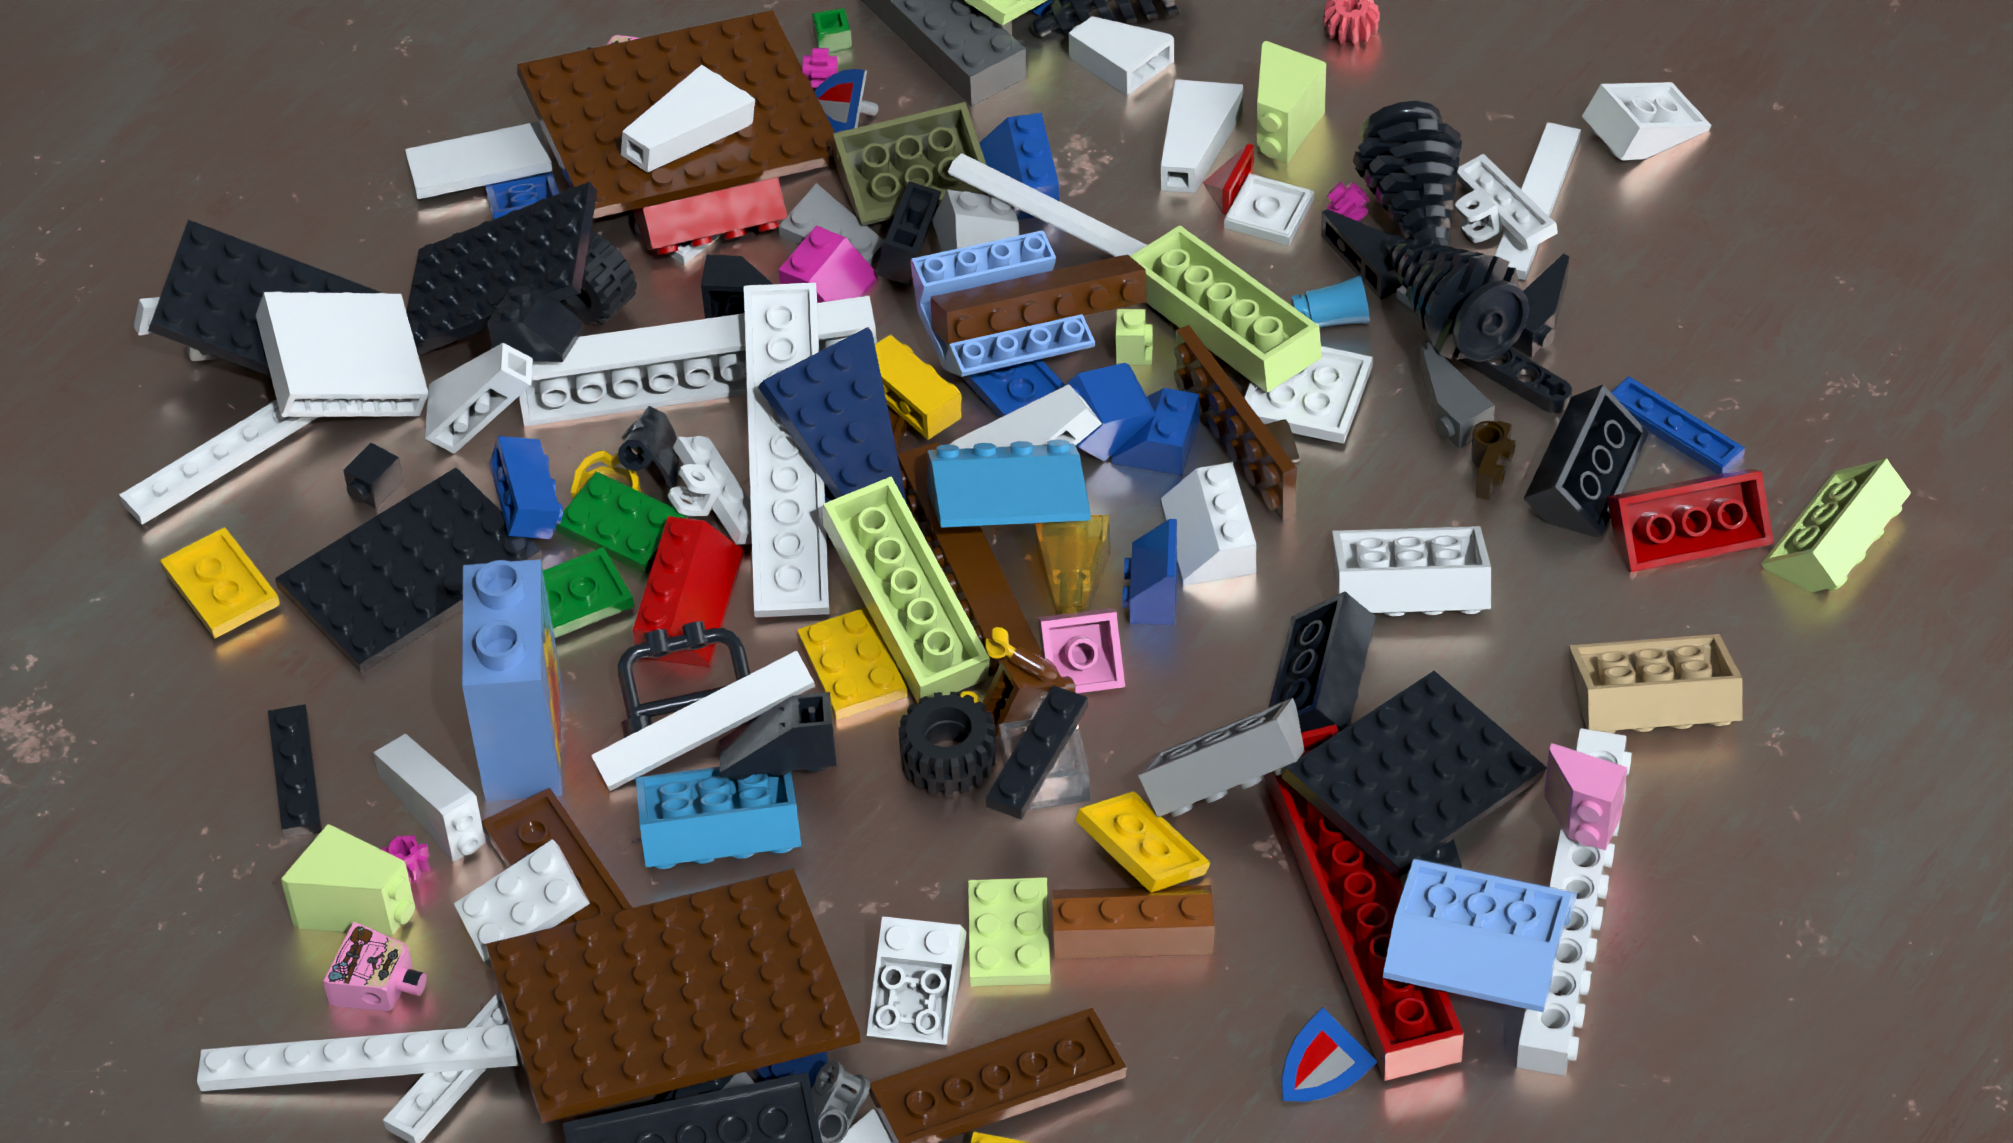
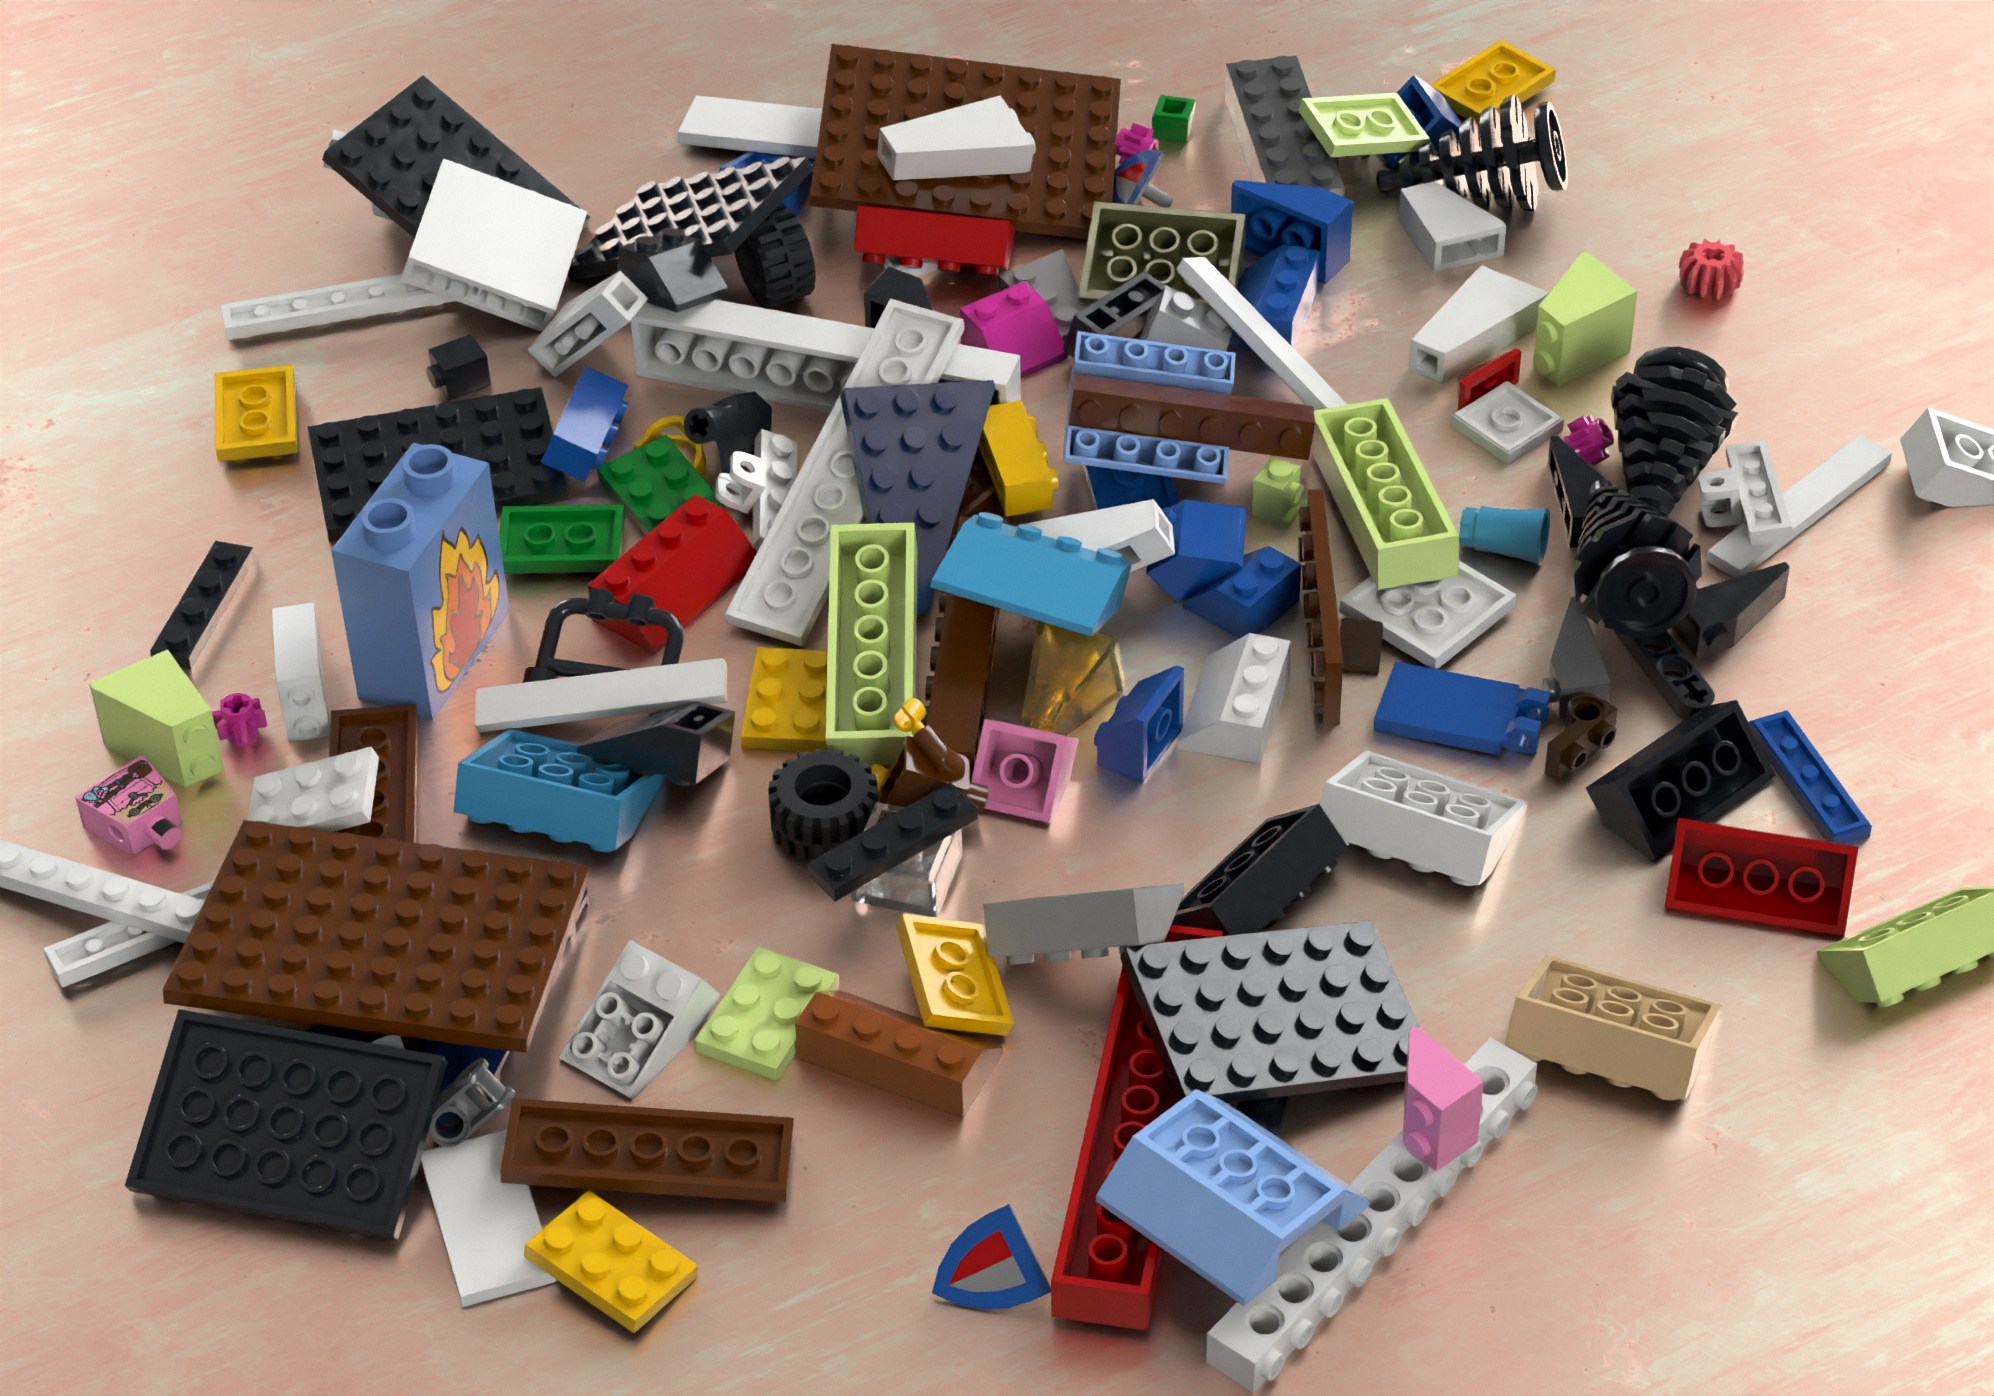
camera: 25 degrees right, 5 degrees down
(1002, 91) = (1295, 218): none -> blue slope
(1385, 469) = (1461, 710): none -> blue tile

